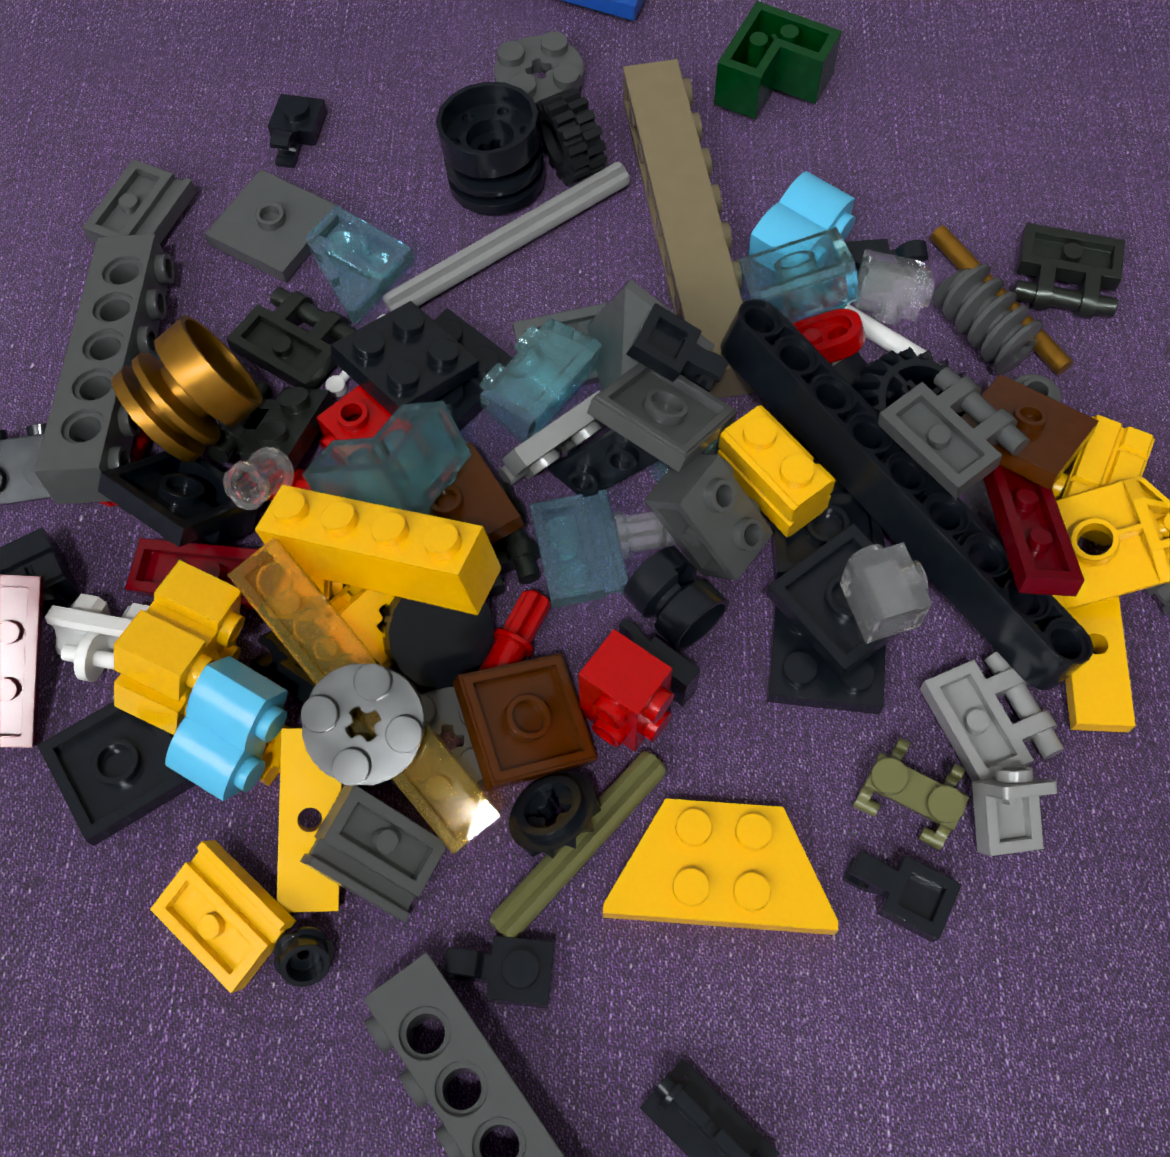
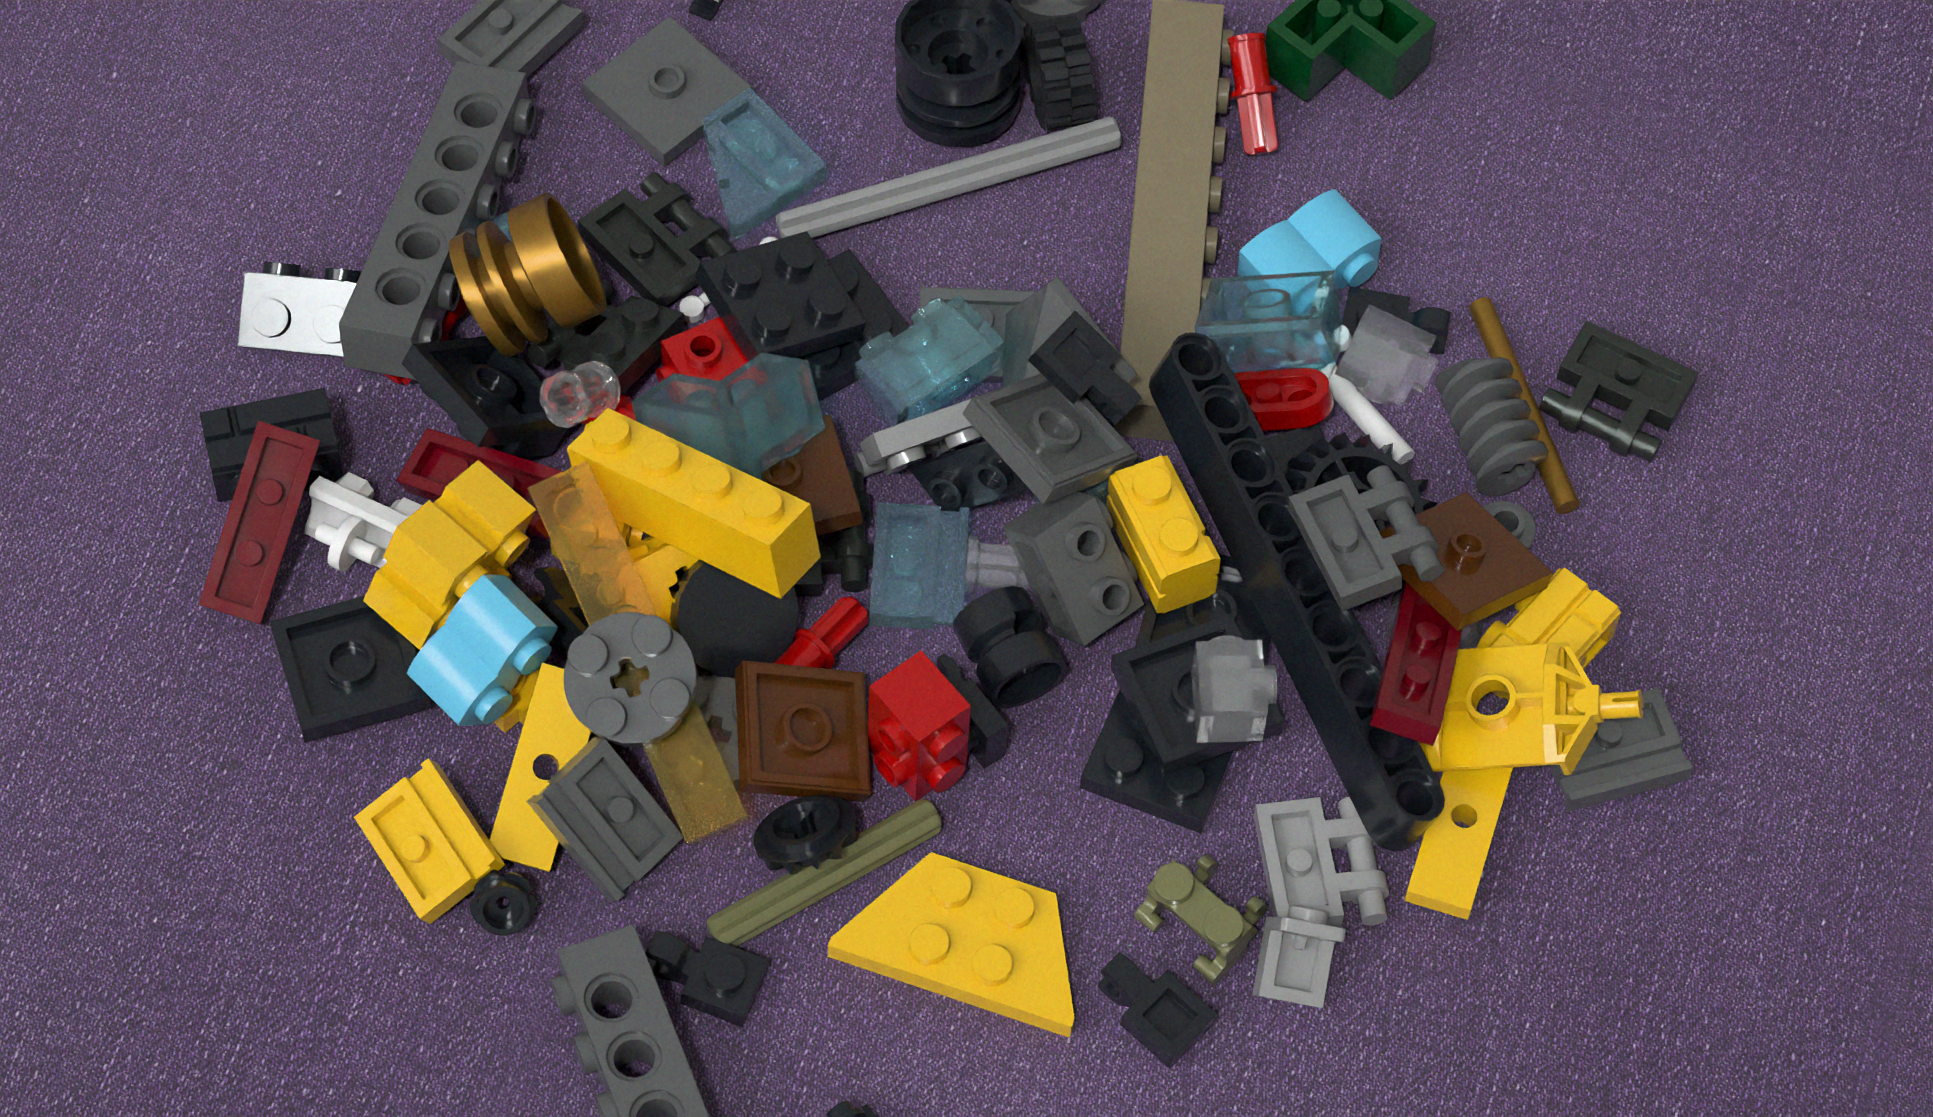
camera: 10 degrees right, 5 degrees down
(718, 118) = (1253, 93): none -> axle

